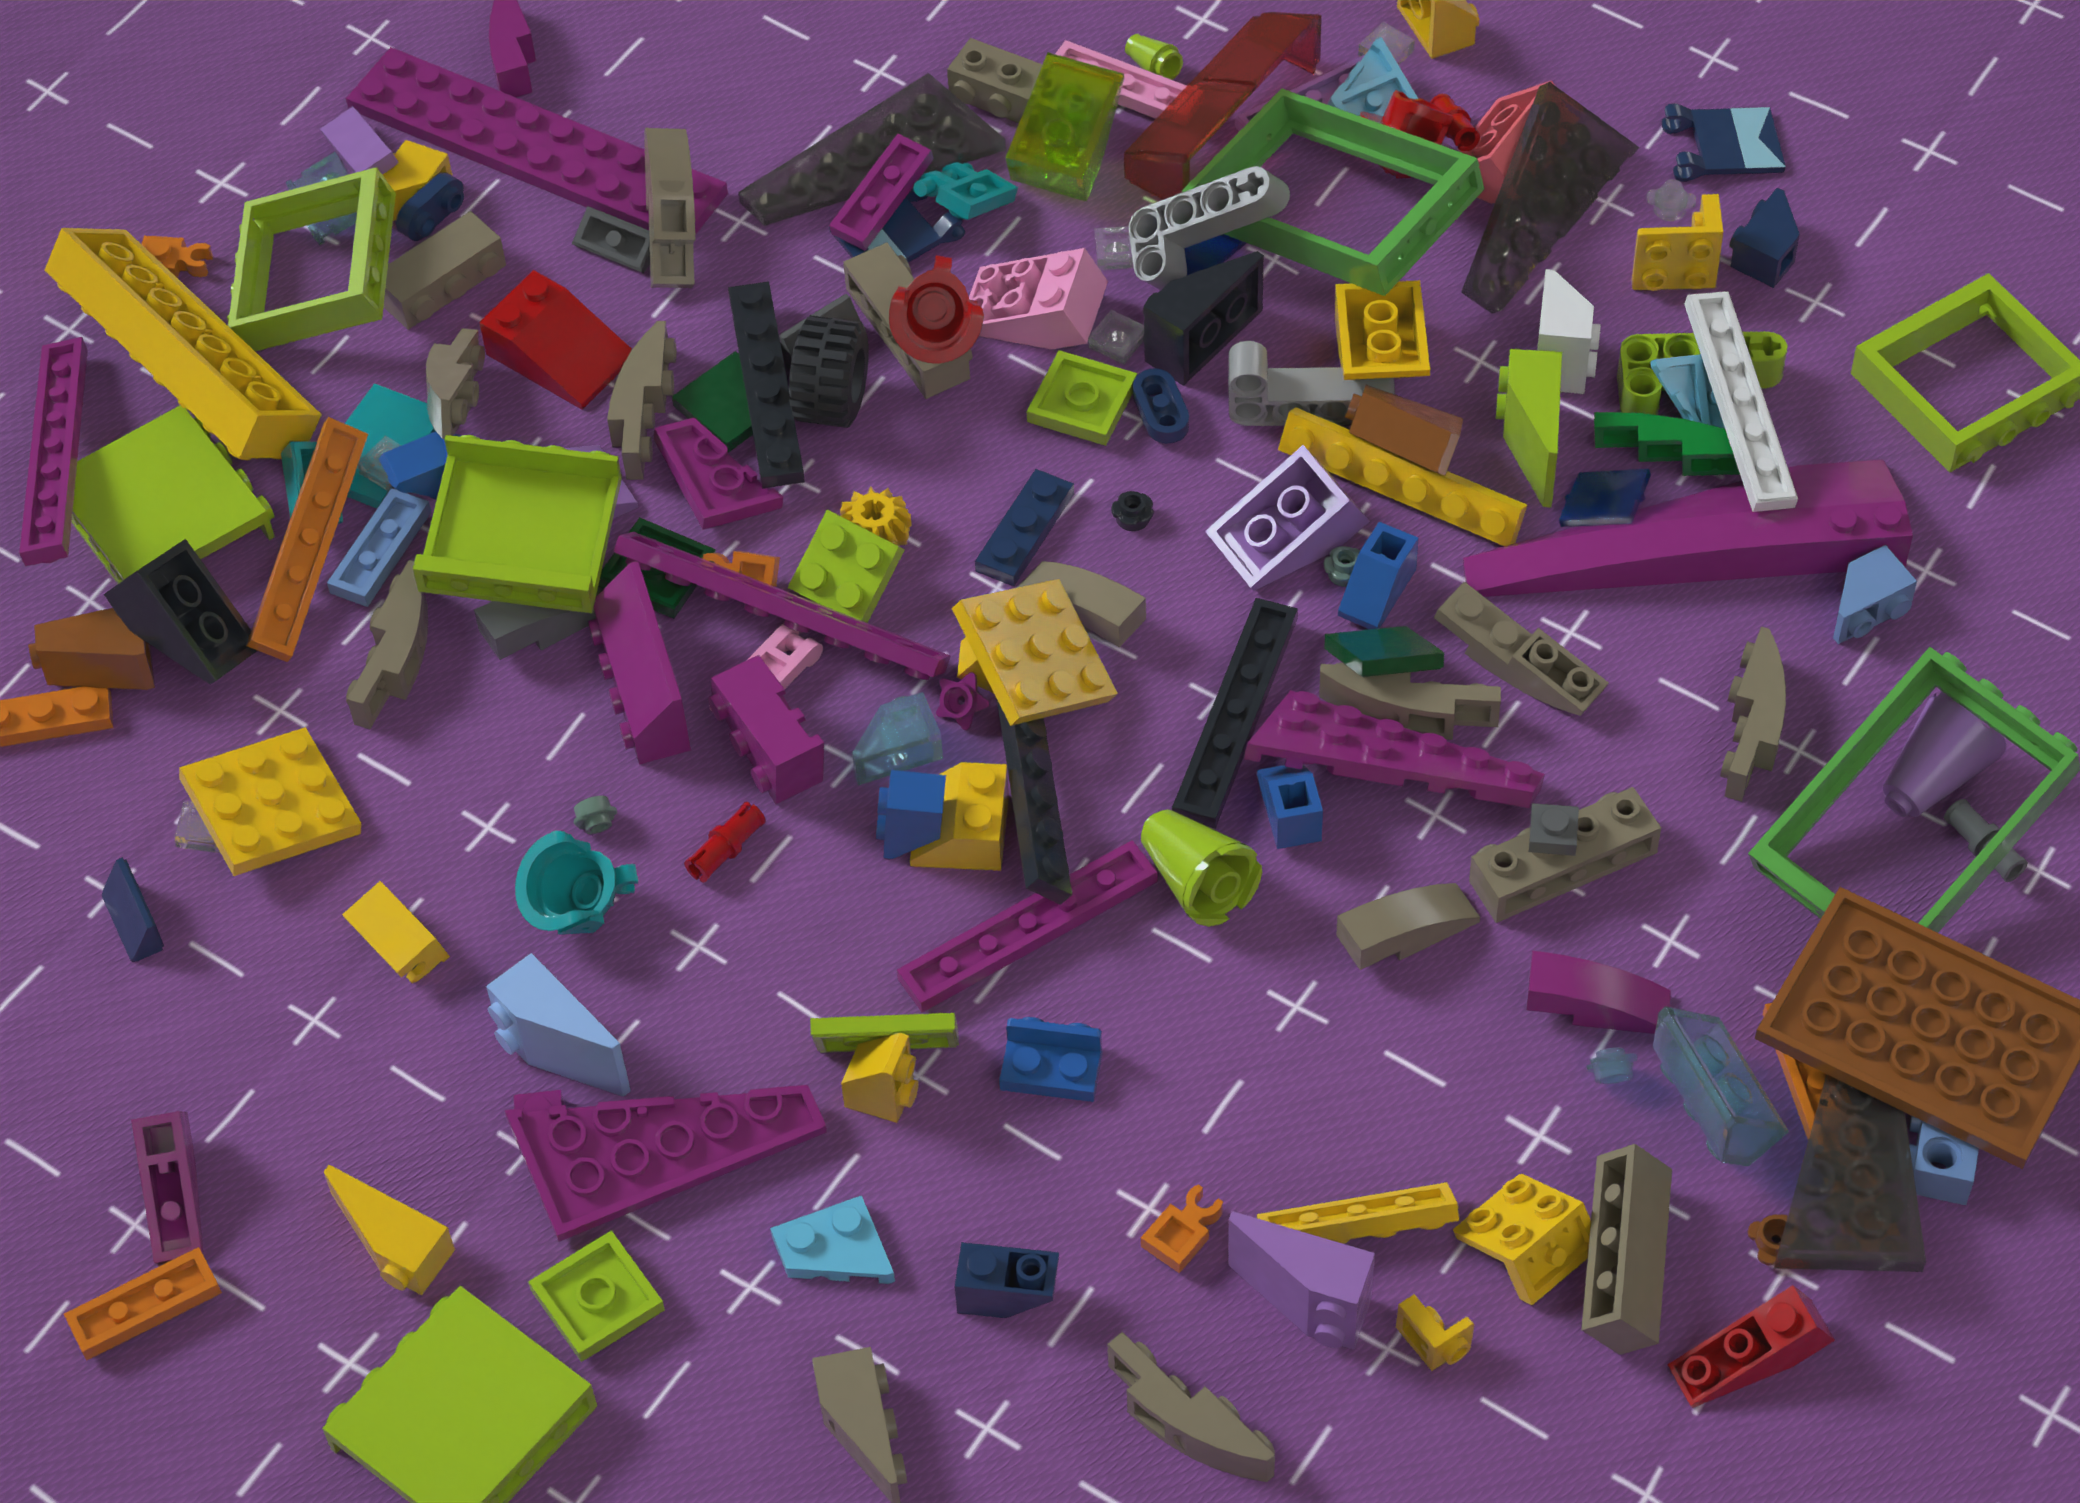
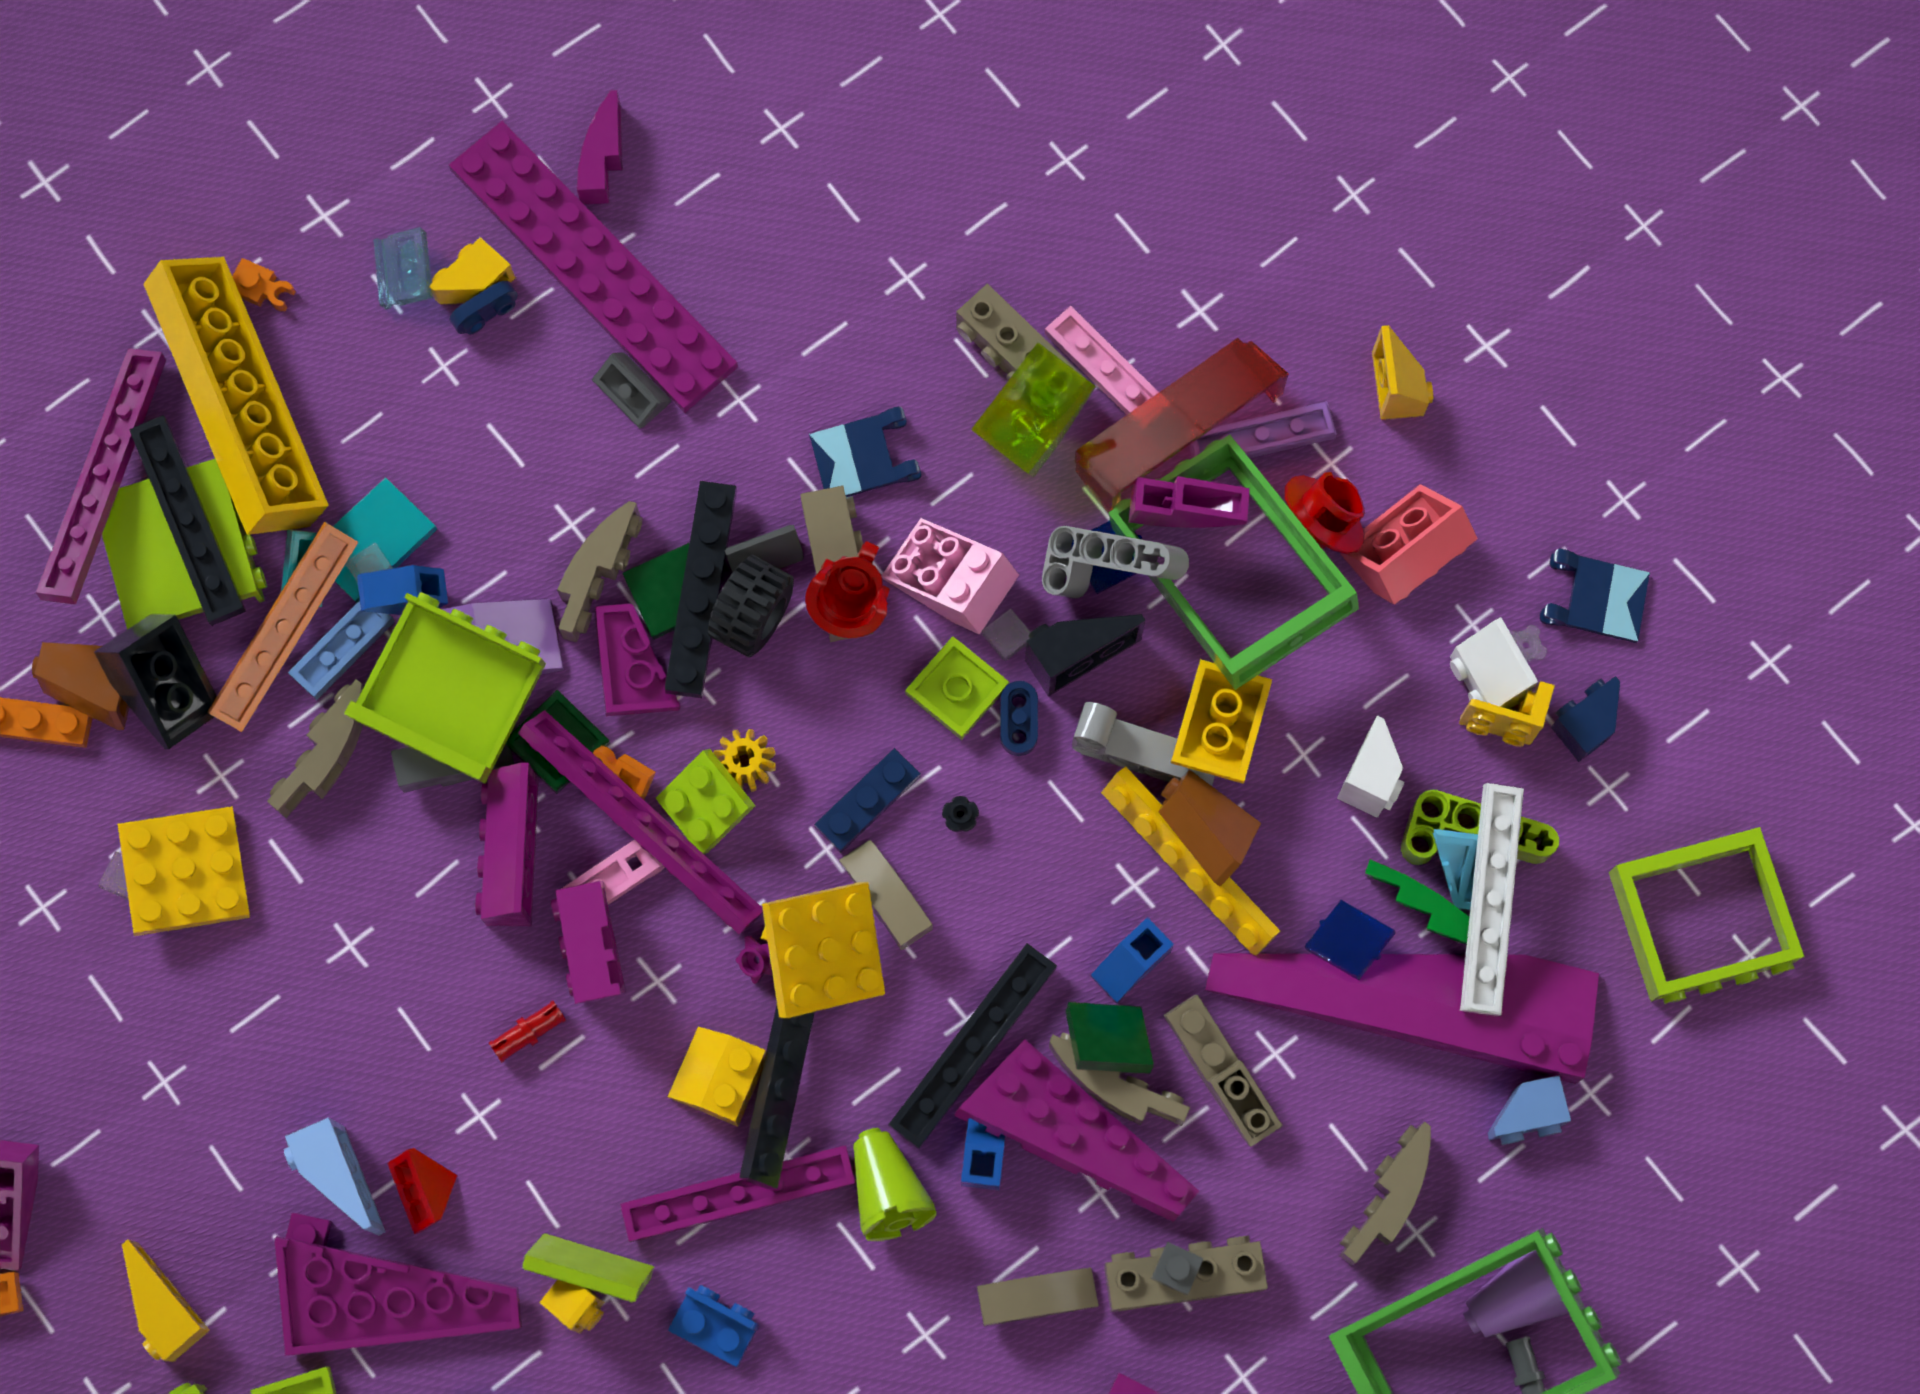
camera: 15 degrees right, 20 degrees up
(131, 913) = (50, 938): dark blue slope -> none
(168, 462) = (187, 520): none -> black plate
(358, 143) = (441, 227): medium lavender tile -> none
(358, 193) = (410, 359): lime window -> none
(395, 933) = (245, 1031): yellow hinge -> none
(442, 269) = (471, 378): dark tan brick -> none
(451, 382) = (437, 514): dark tan slope -> none
(553, 340) = (545, 485): red slope -> none
(569, 885) = (385, 1044): teal helmet -> none
(594, 814) = (433, 969): sand green plate -> none
(655, 1027) = (422, 1187): none -> red slope
(670, 207) = (676, 383): dark tan slope -> none
(840, 161) = (889, 366): clear smoke wing -> none
(881, 192) = (859, 423): magenta plate -> none
(897, 739) = (694, 980): clear light blue slope -> none
(910, 811) = (675, 1068): blue slope -> none
(966, 191) = (934, 451): teal plate -> none
(1113, 248) = (1035, 539): clear plate -> none
(1155, 56) = (1141, 346): lime cone -> none
(1265, 143) = (1188, 503): none -> magenta slope
(1287, 521) = (1080, 874): medium lavender slope -> none
(1333, 565) = (1104, 925): sand green plate -> none
(1372, 83) = (1312, 447): medium azure wing -> none
(1398, 43) = (1345, 397): clear plate -> none
(1461, 129) = (1369, 491): red pin -> none
(1532, 415) = (1317, 843): lime slope -> none
(1547, 188) = (1422, 605): clear smoke wing -> none
(1643, 199) = (1493, 666): none -> white slope

